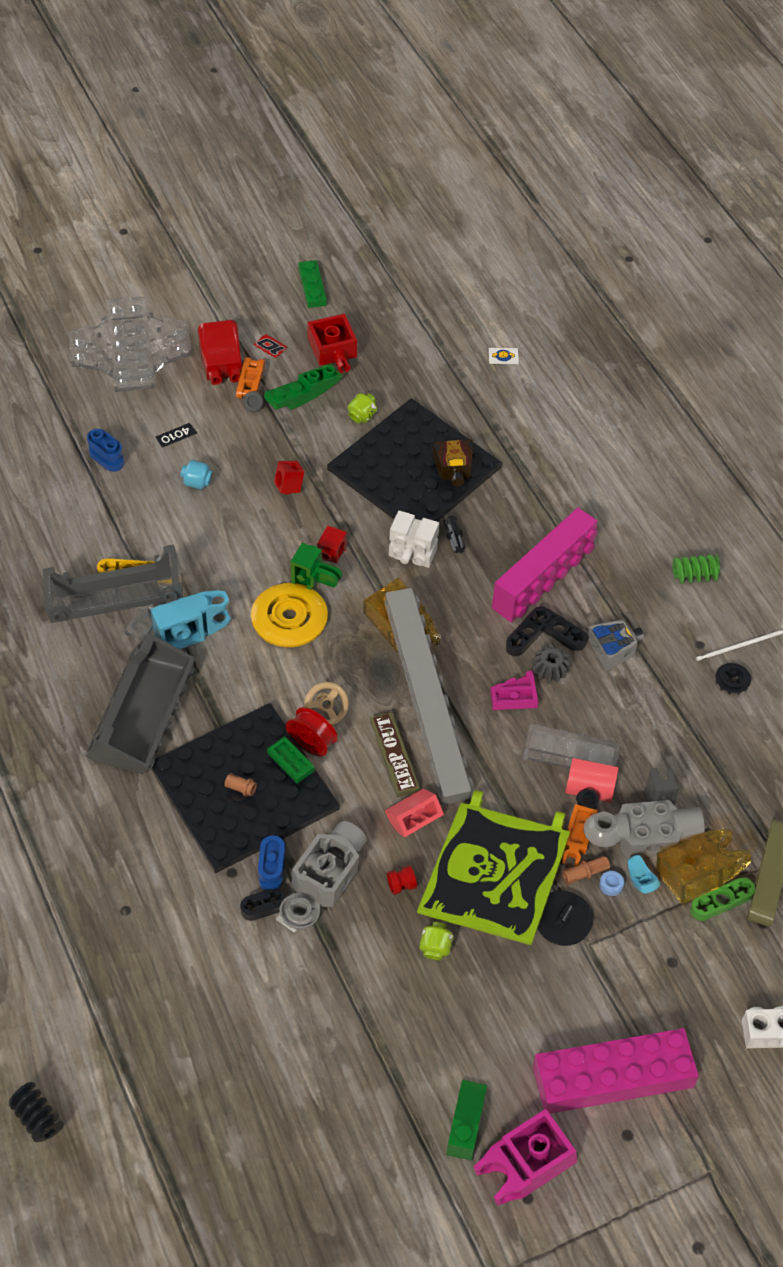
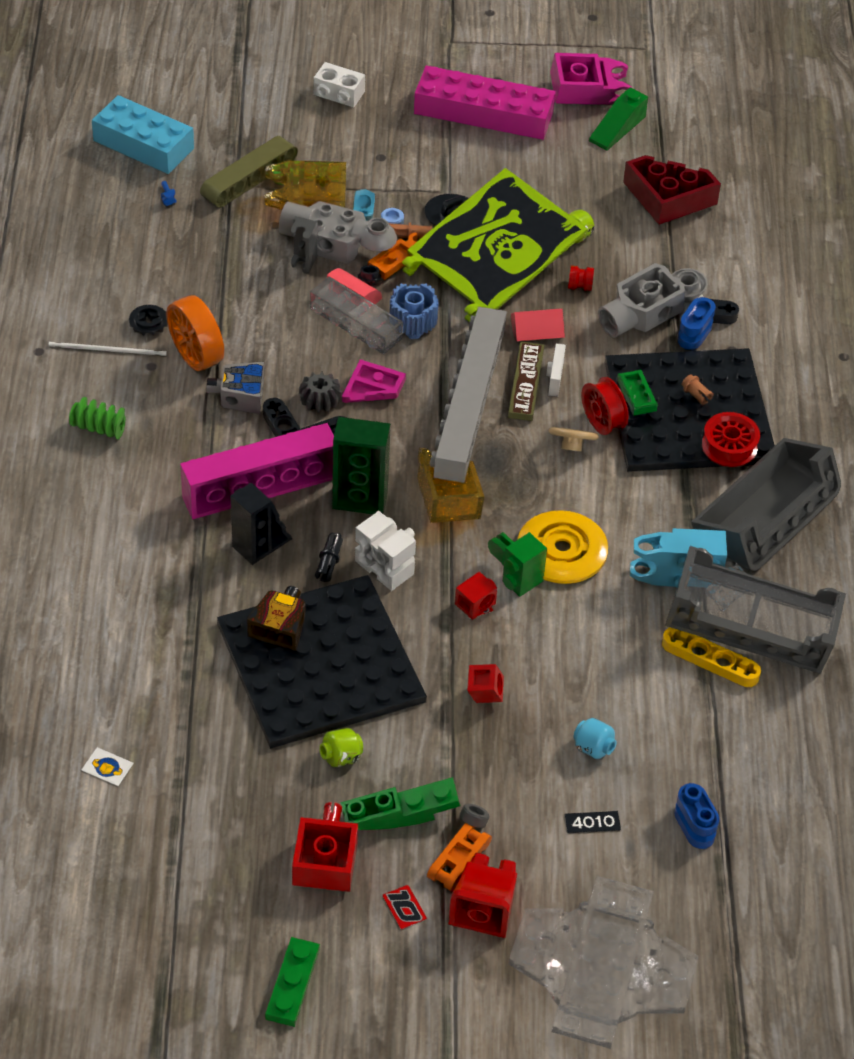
camera: 155 degrees left, 5 degrees down
(191, 732) = (730, 439): none -> red wheel
(369, 1029) = (670, 188): none -> dark red brick
(373, 767) = (555, 368): none -> white plate
(466, 570) = (360, 465): none -> dark green brick
(517, 515) = (255, 524): none -> black wedge
(525, 771) = (415, 308): none -> medium blue brick
(677, 650) = (195, 332): none -> orange piece

